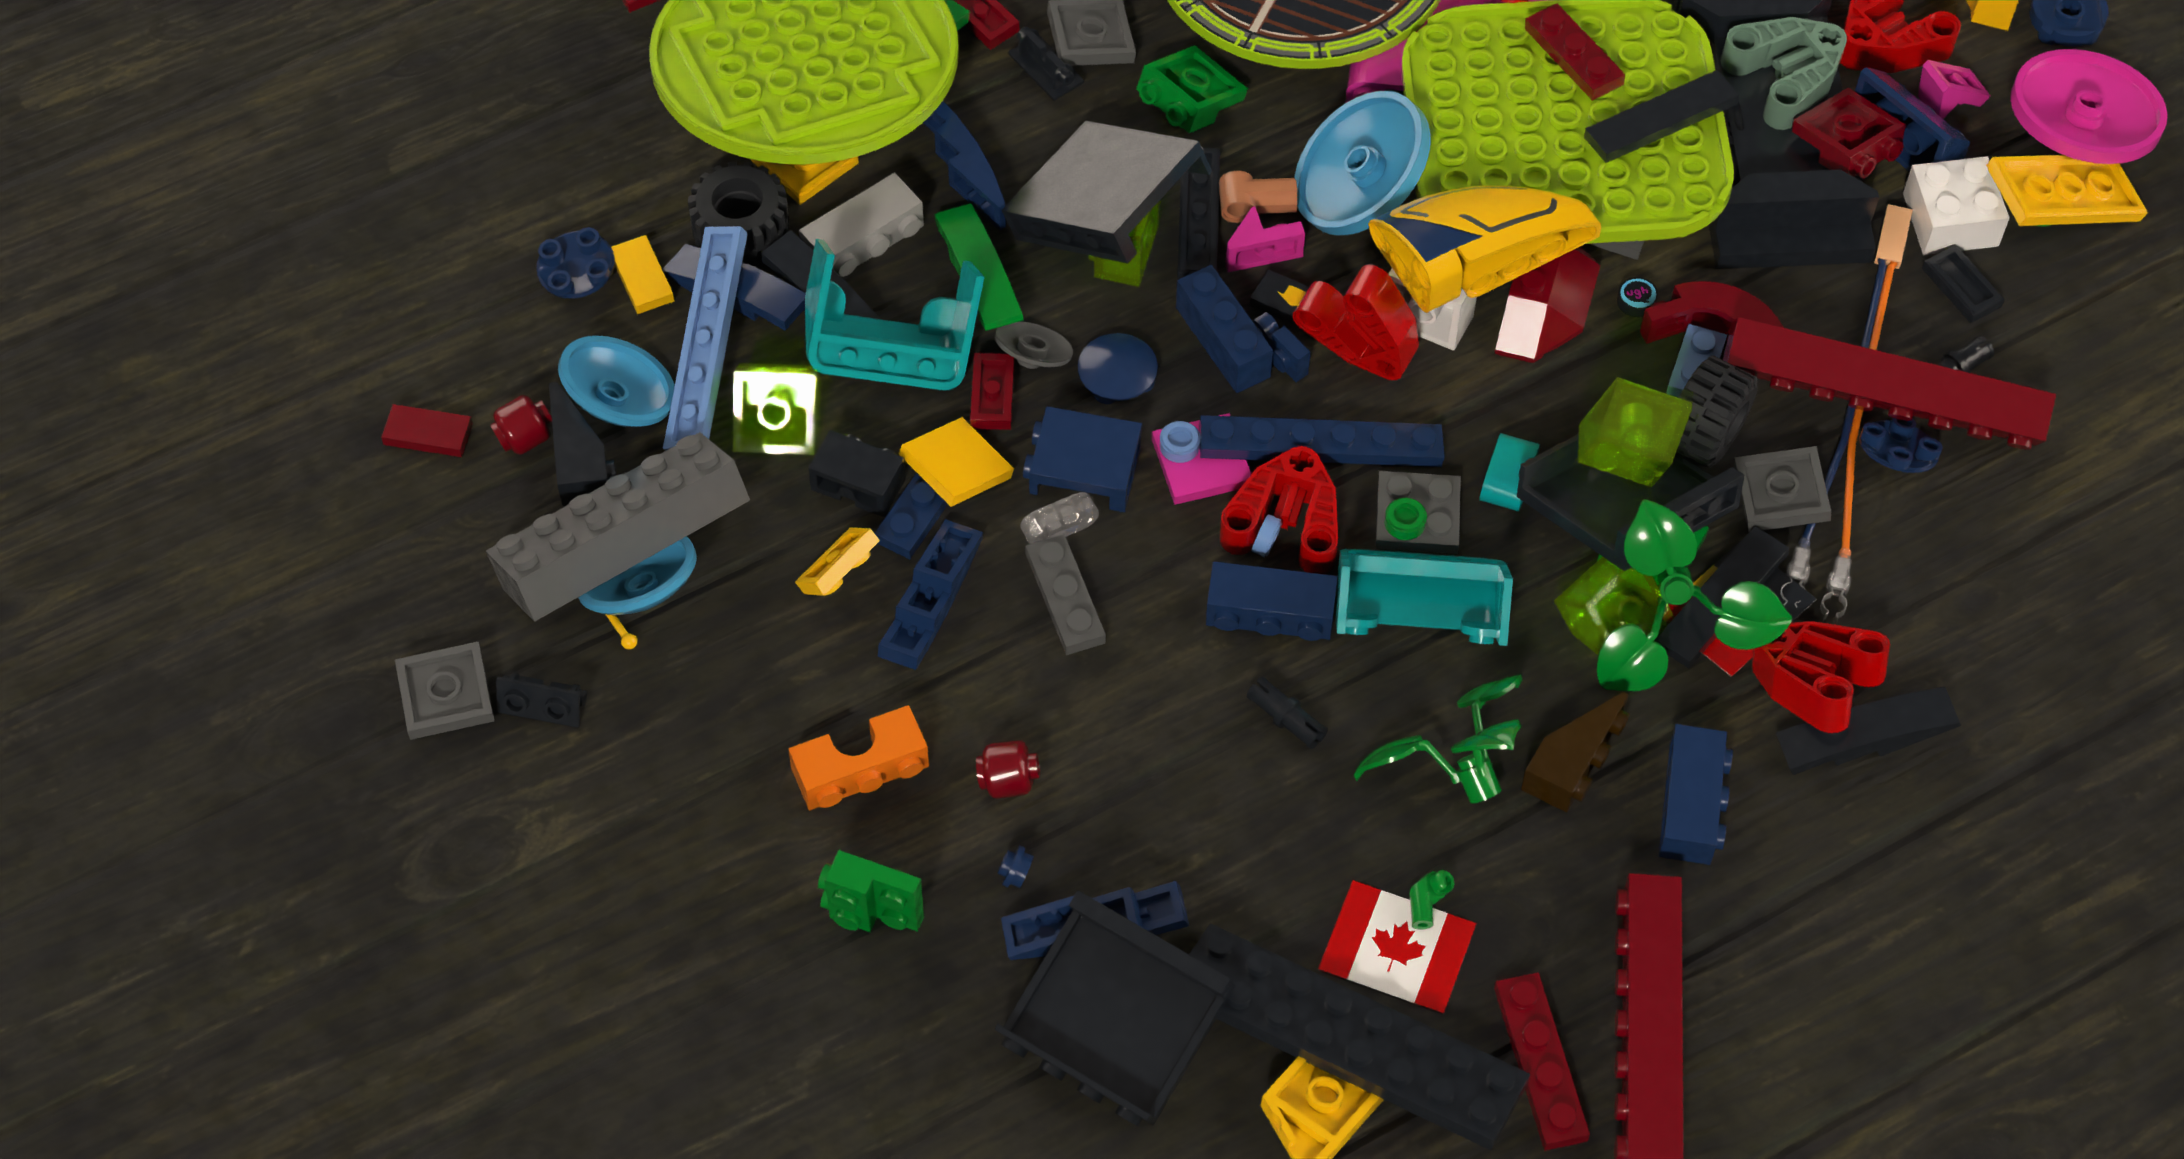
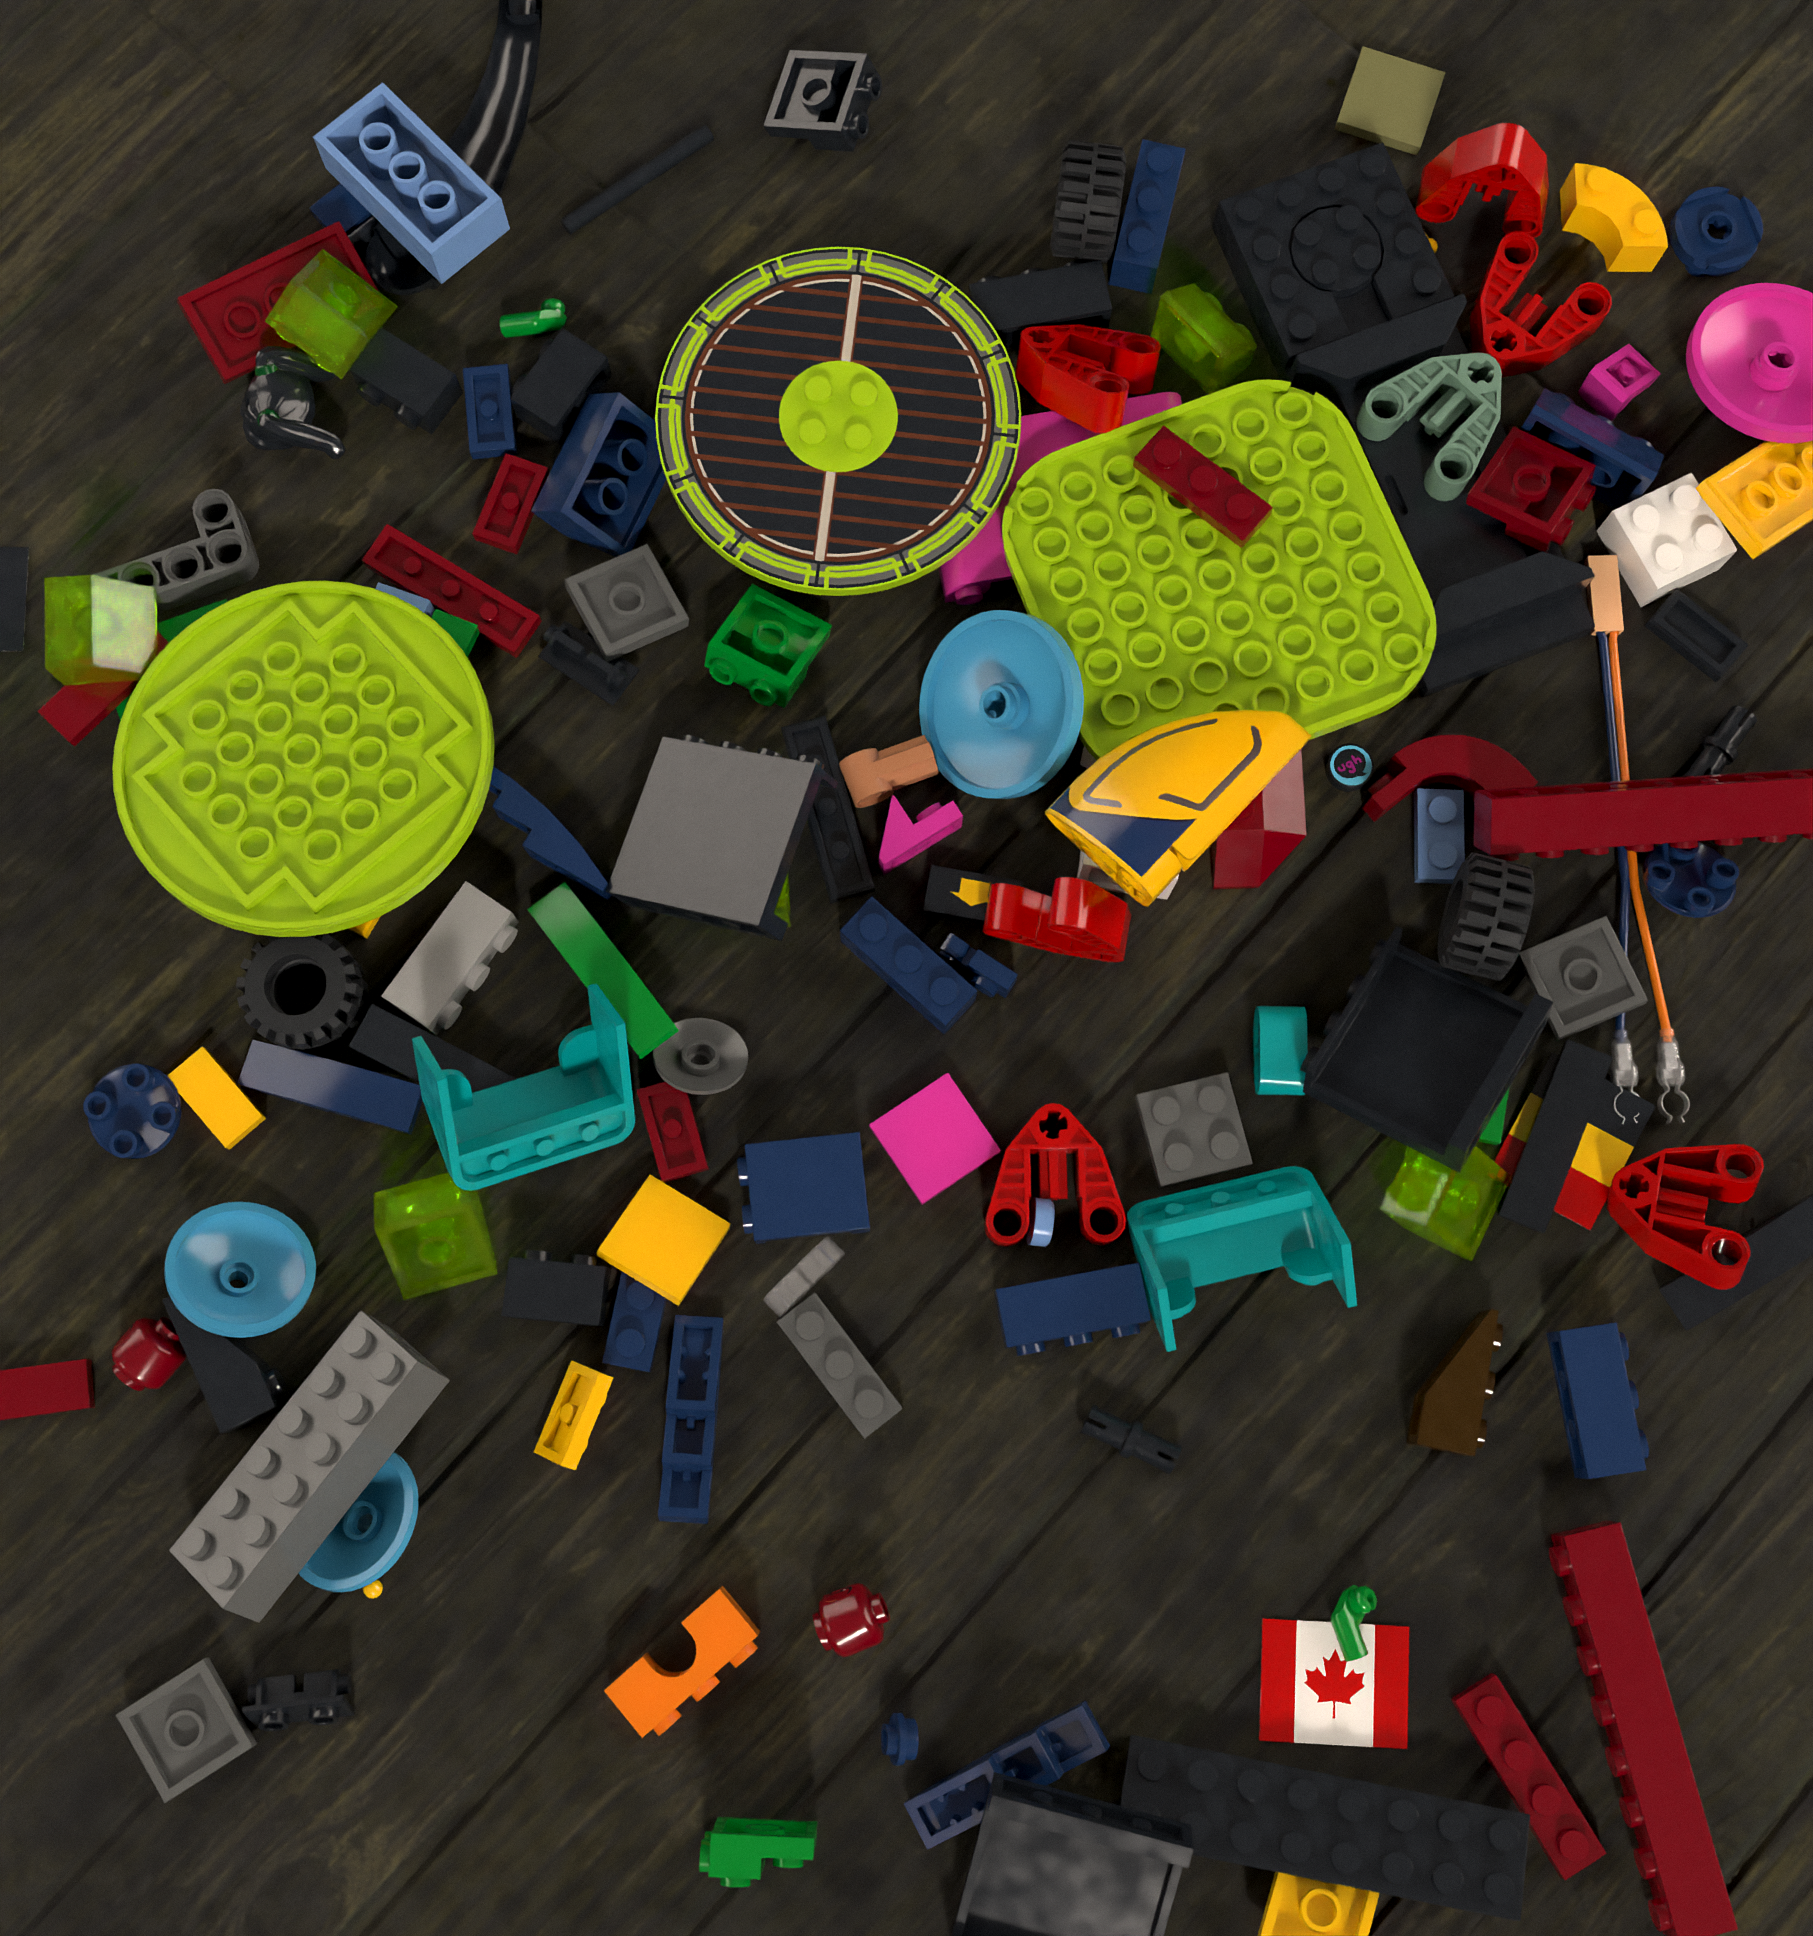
camera: 20 degrees left, 20 degrees up
(706, 333) = (323, 1180): medium blue plate -> none
(1117, 367) = (802, 1048): dark blue dish -> none
(1179, 441) = (906, 1132): medium blue tile -> none
(1331, 439) = (1060, 1077): dark blue plate -> none
(1405, 518) = (1188, 1157): green tile -> none
(1475, 769) = (1369, 1460): green plant -> none
(1633, 432) = (1418, 994): clear neon green slope -> none
(1661, 116) = (1330, 552): black tile -> none
(1664, 546) = (1507, 1148): green plant -> none

